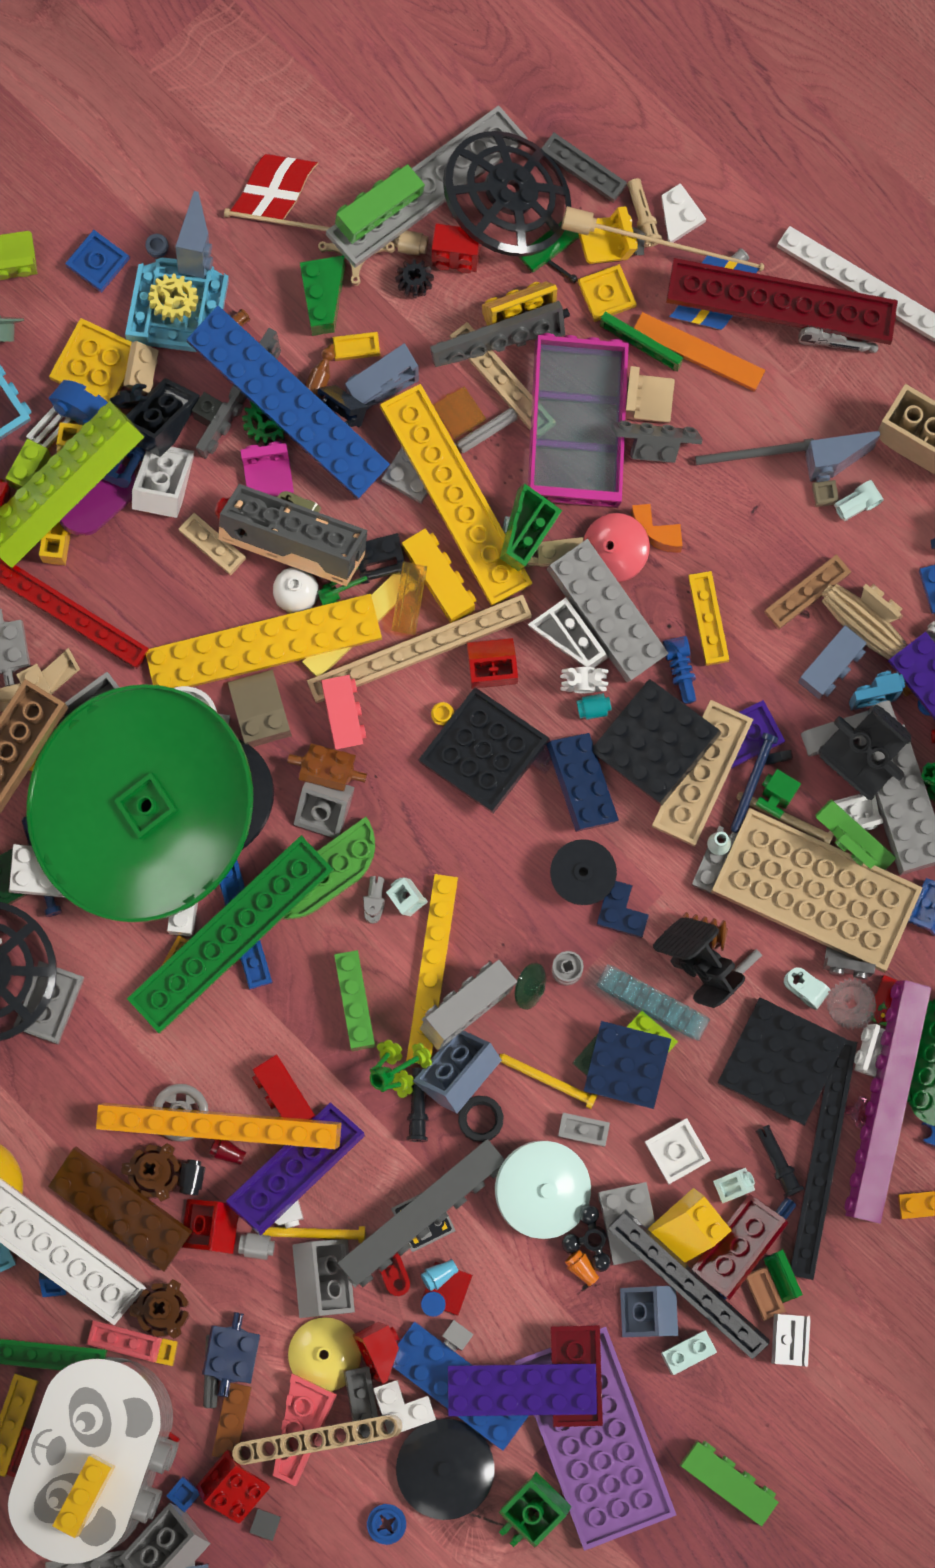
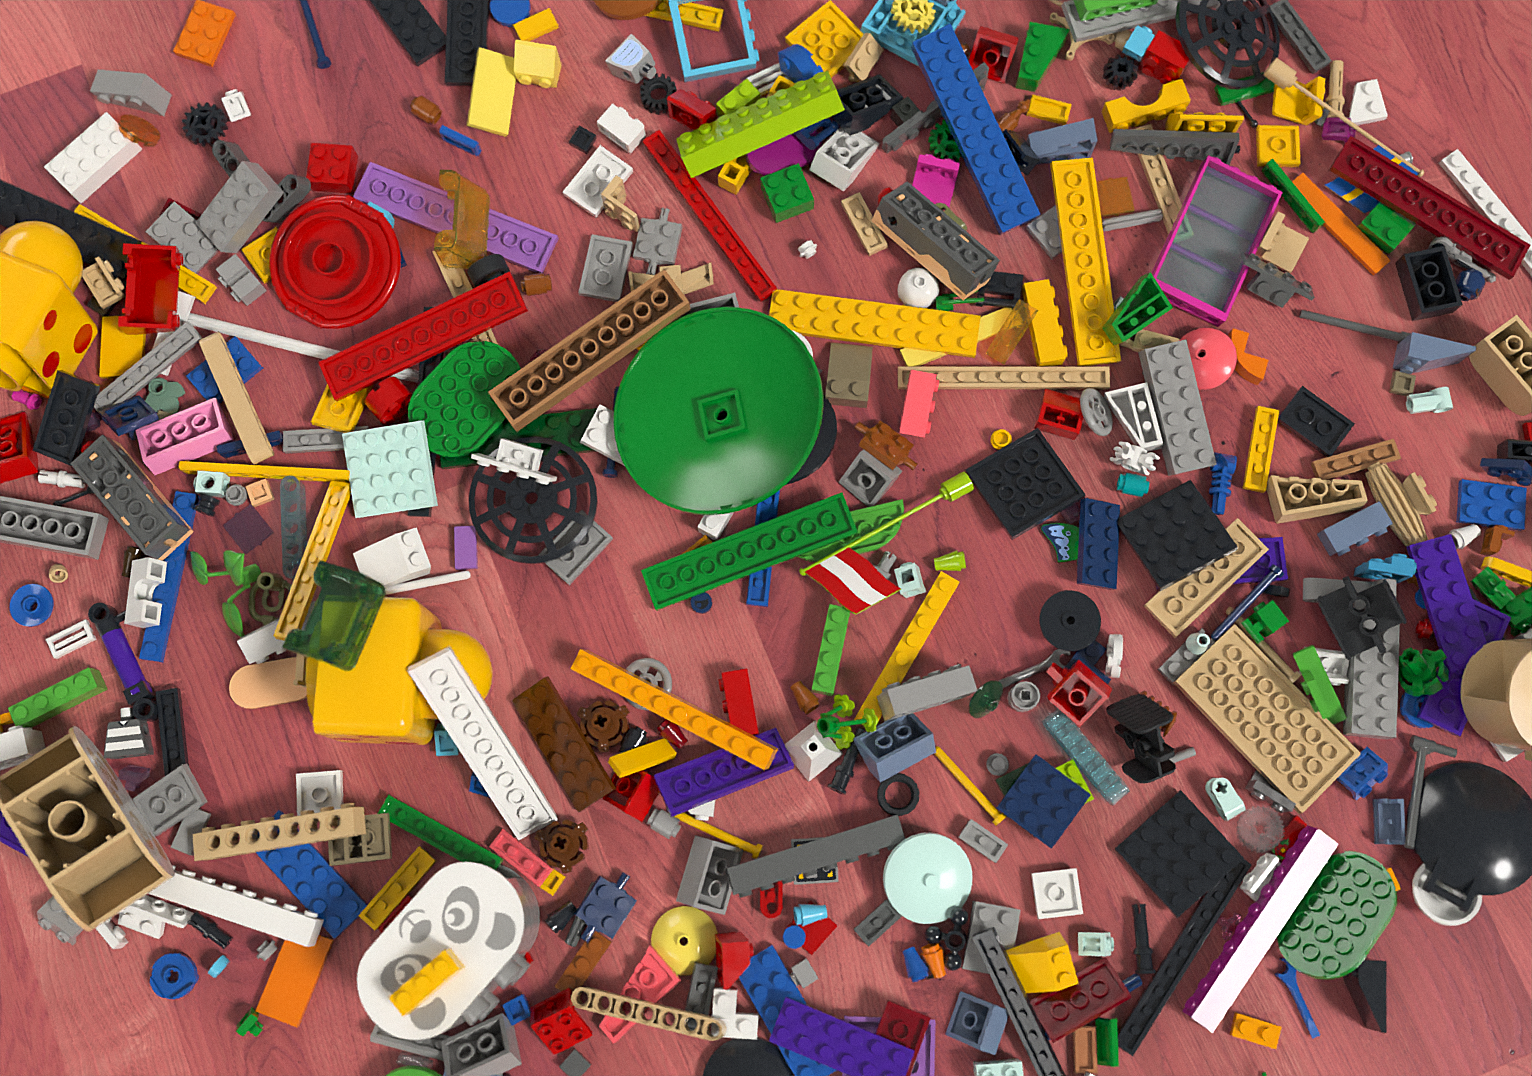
camera: 25 degrees right, 0 degrees up
(118, 543) = (787, 193): none -> green brick
(129, 399) = (842, 78): black plate -> none
(164, 594) = (807, 249): none -> white plate
(189, 1384) = (560, 917): none -> black cone
(203, 1007) = (701, 603): none -> dark blue tile
(206, 1188) = (642, 757): none -> yellow tile
(274, 308) = (994, 50): none -> red slope
(346, 917) = (853, 578): none -> flag
(349, 1061) = (805, 698): none -> dark orange cone
(379, 1122) = (811, 762): none -> white slope
(420, 242) = (1138, 42): none -> medium azure brick
(434, 322) = (1124, 114): none -> yellow arch
(441, 860) = (950, 562): none -> lime cone
(511, 1255) = (877, 922): none -> dark grey plate
(527, 647) = (1096, 412): none -> light grey plate
(545, 790) = (1064, 539): none -> arm
(565, 1282) = (915, 965): none -> blue cone
(568, 1047) = (997, 764): none -> flat silver plate
(582, 922) = (1044, 665): none -> flat silver piece
(617, 940) = (1077, 691): none -> red hinge
(641, 889) = (1114, 653): none -> white plate
(660, 254) = (1337, 129): none -> magenta bracket
(747, 337) = (1386, 227): none -> green slope
(752, 568) = (1315, 421): none -> black plate
(774, 650) = (1309, 498): none -> tan wedge
(811, 380) = (1428, 283): none -> black brick
(853, 364) = (1470, 284): none -> dark blue head

